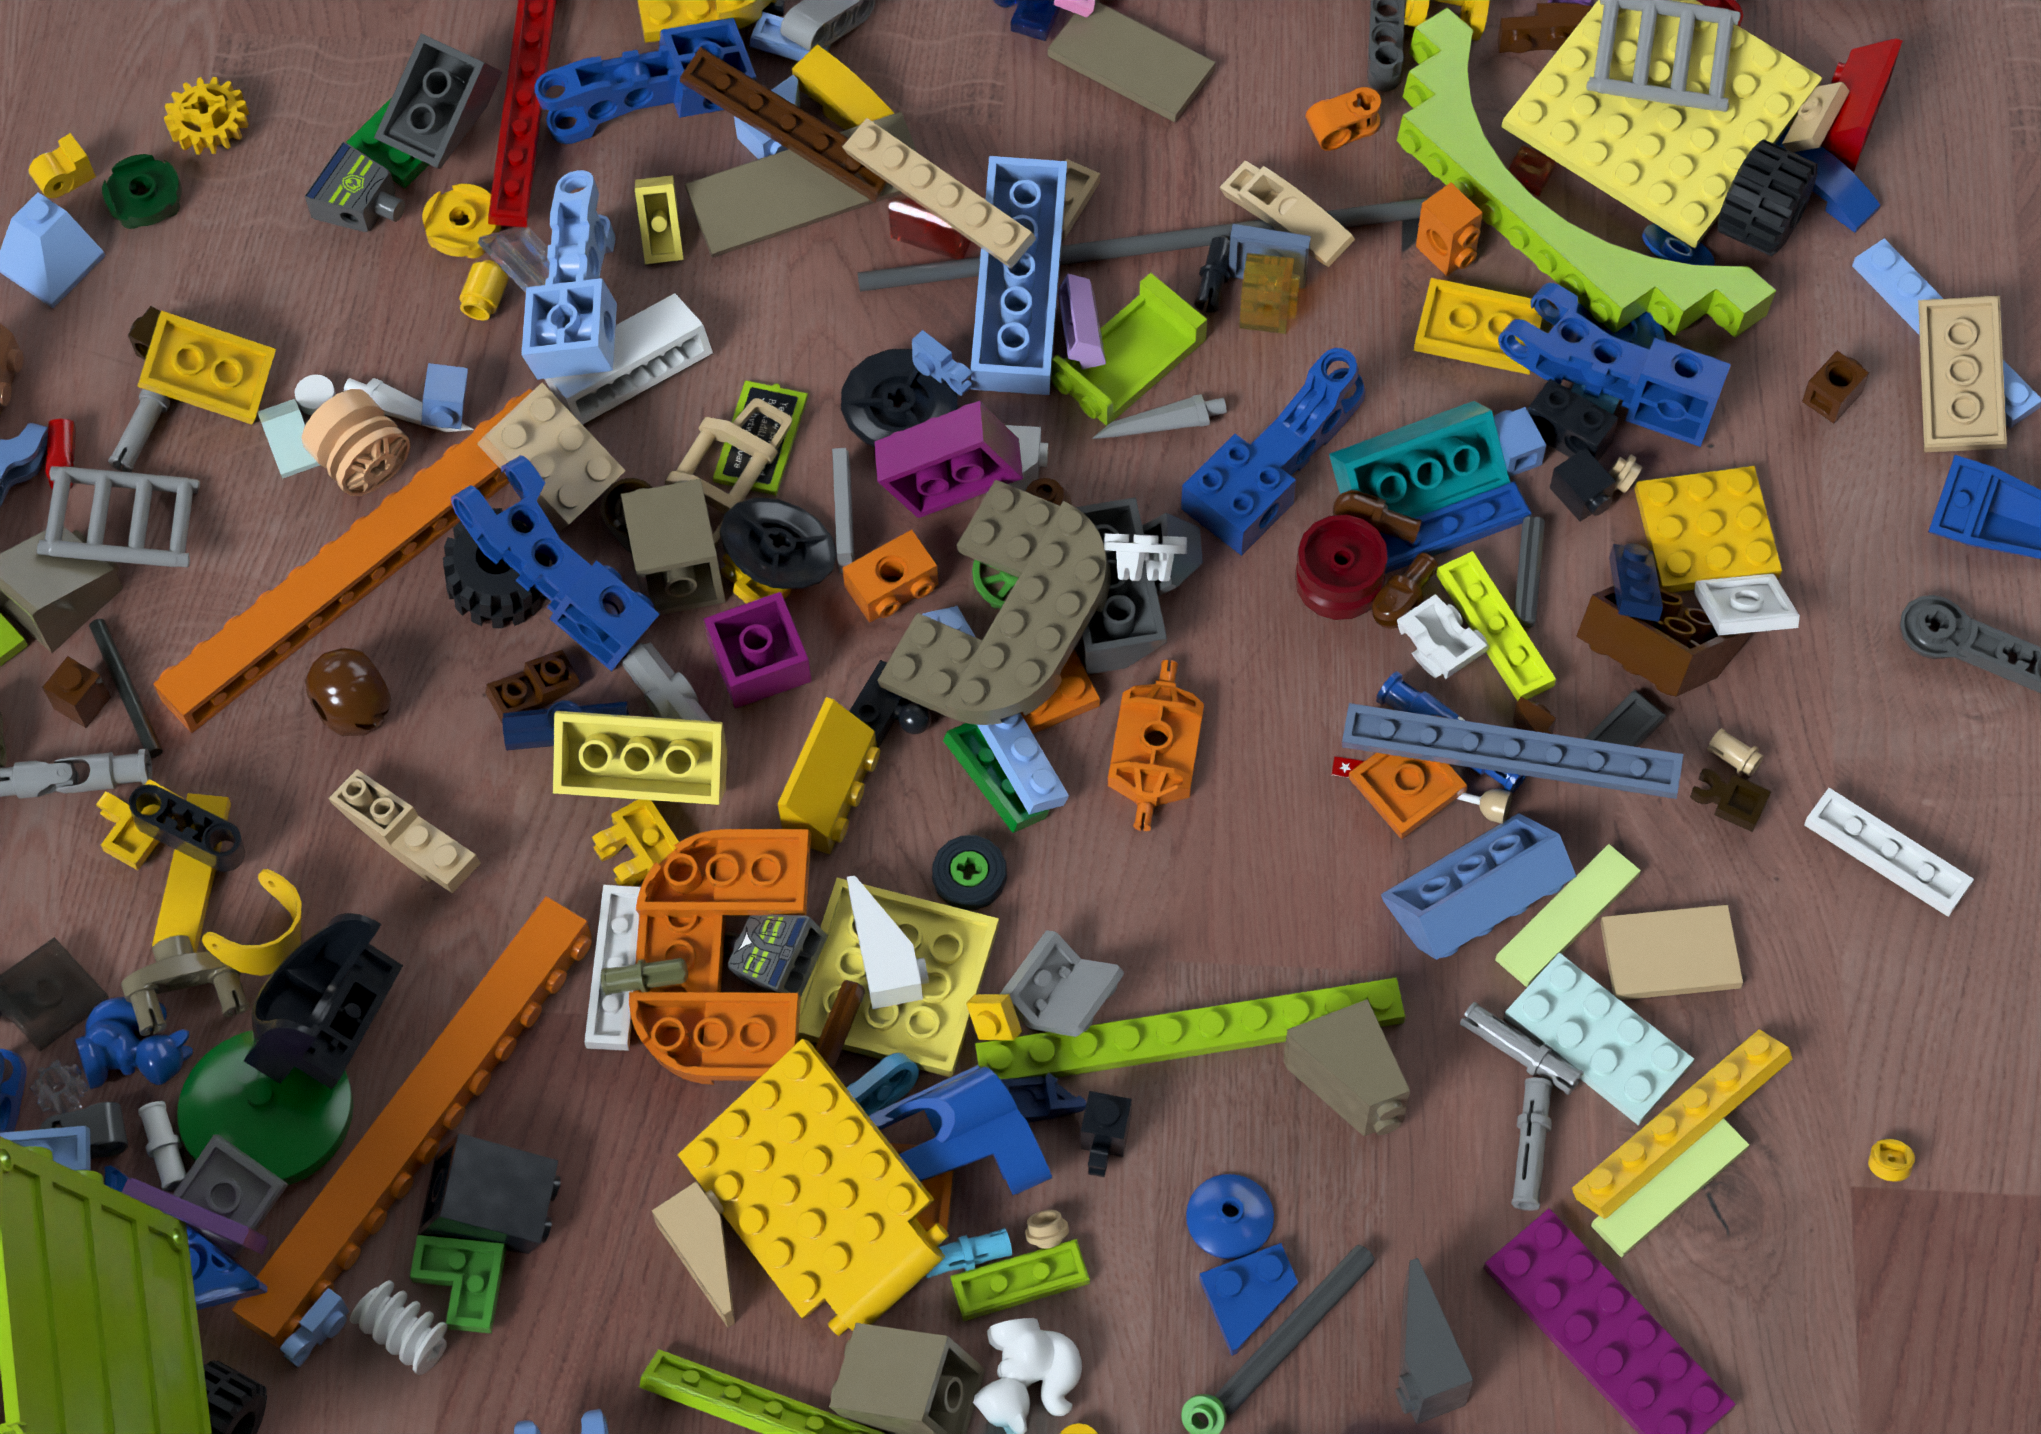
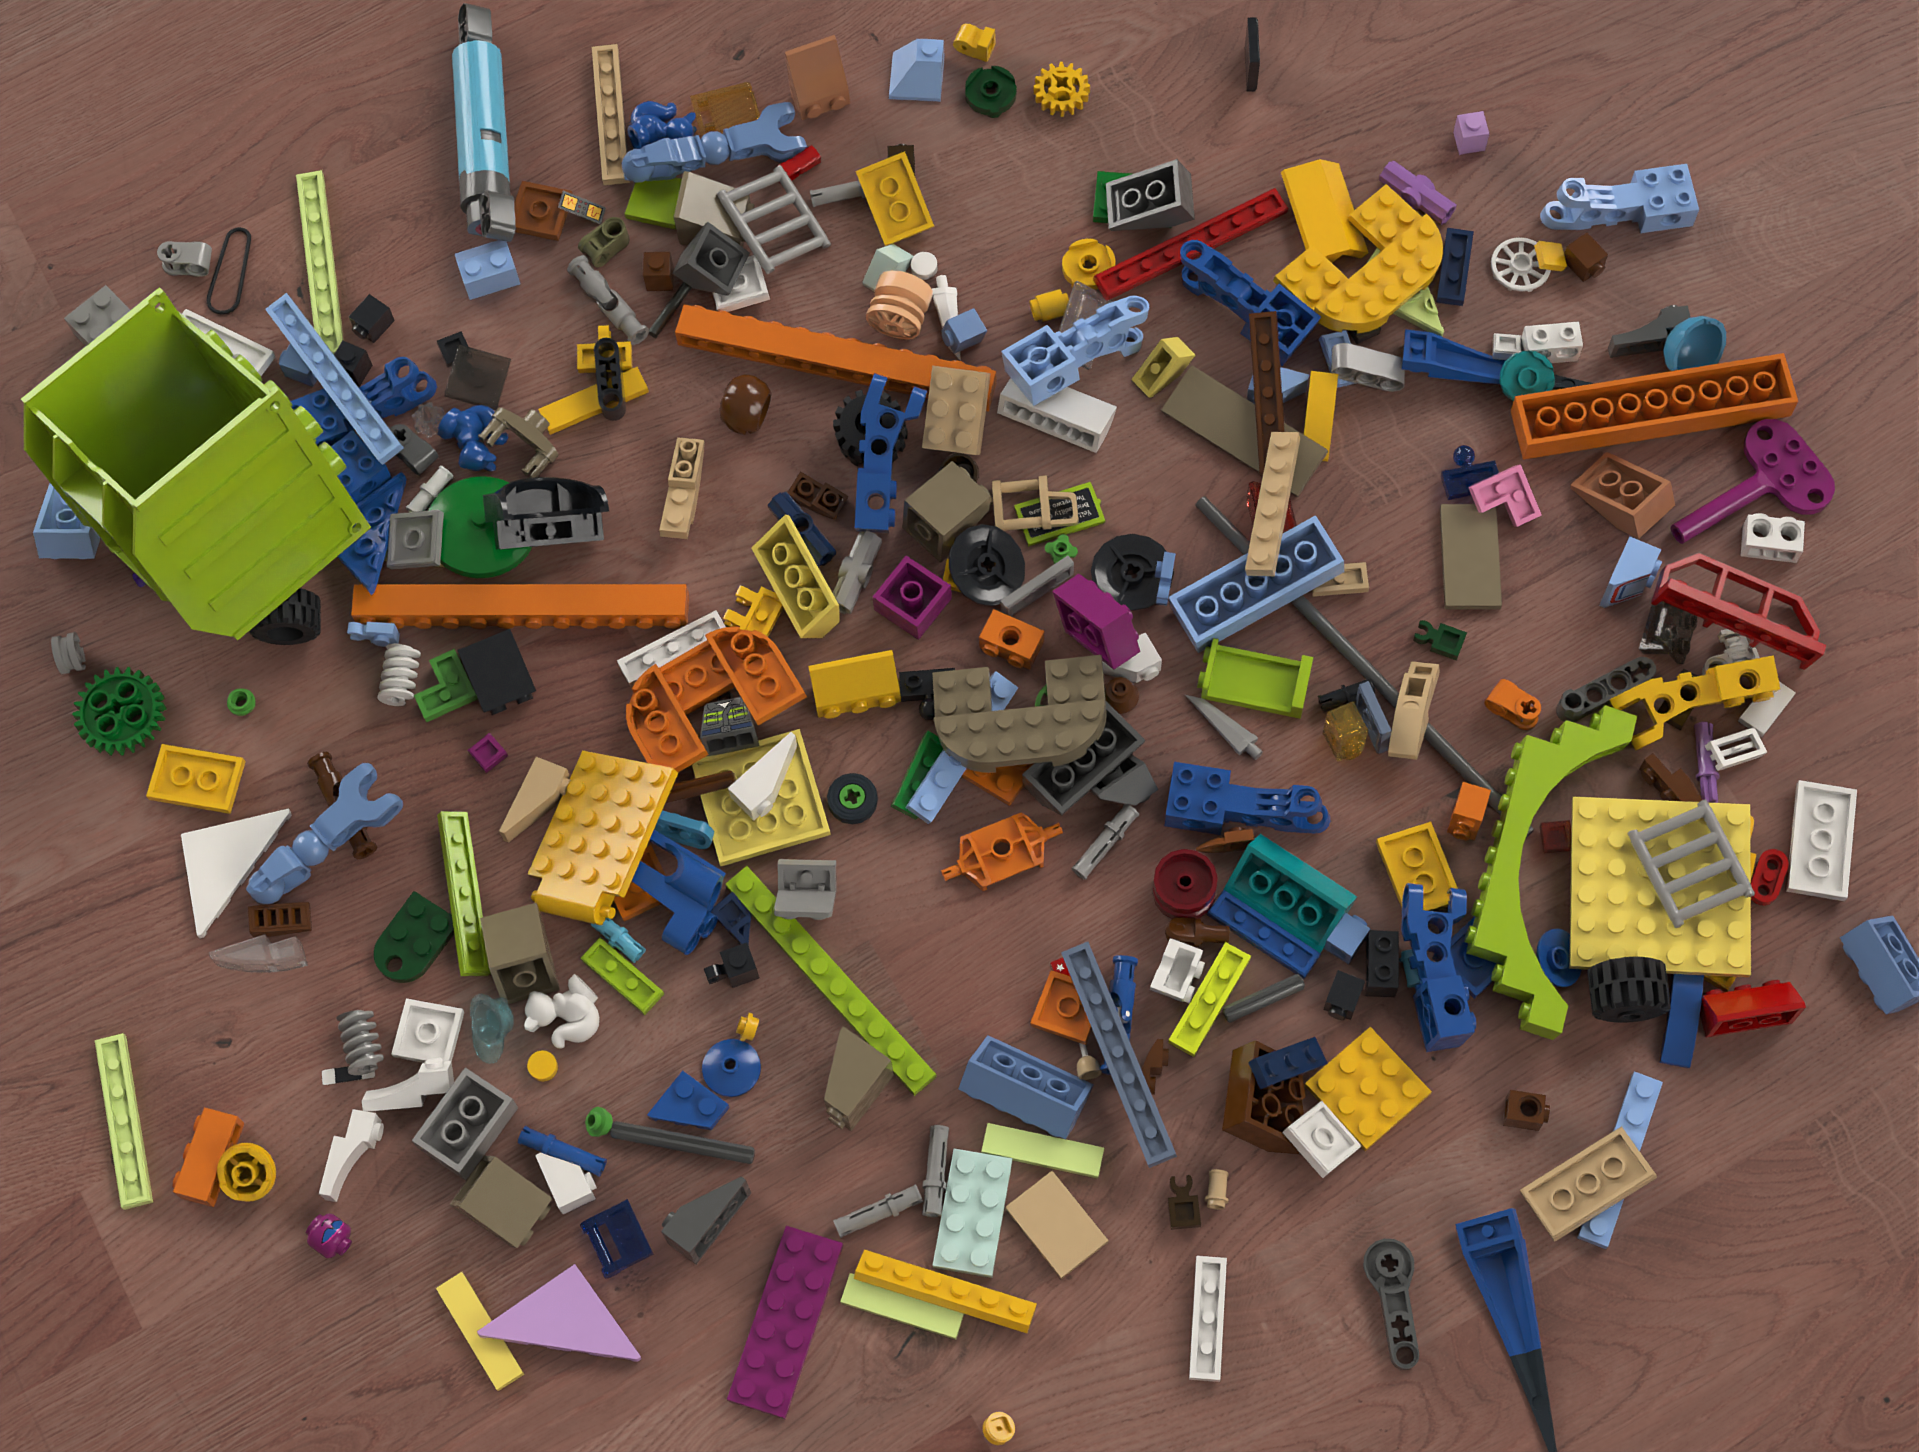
camera: 60 degrees right, 5 degrees up
(119, 619) = (711, 261): none -> dark grey slope
(169, 612) = (748, 289): none -> white plate
(196, 1215) = (384, 531): medium lavender tile -> none
(262, 958) = (563, 470): yellow piece -> none
(353, 192) = (1065, 196): dark grey torso -> none
(591, 1278) = (487, 752): none -> magenta tile
(643, 976) = (668, 664): olive axle -> none
(815, 469) = (1061, 542): none -> bright green plate
(993, 1016) = (765, 865): yellow plate -> none
(1046, 1229) = (658, 971): tan plate -> none
(1081, 322) = (1254, 640): lavender piece -> none
(1144, 547) = (1105, 765): white plate -> none
(1194, 1162) = (747, 1027): none -> yellow plate
(1215, 139) = (1445, 641): none -> dark green plate
(1216, 610) = (1113, 831): none -> light grey pin
(1316, 485) = (1233, 840): none -> dark orange plate
(1376, 513) = (1231, 884): reddish brown arm -> none
(1625, 472) = (1370, 1015): tan plate -> none
(1629, 722) = (1190, 1114): dark grey tile -> none
(1816, 117) = (1714, 987): tan plate -> none

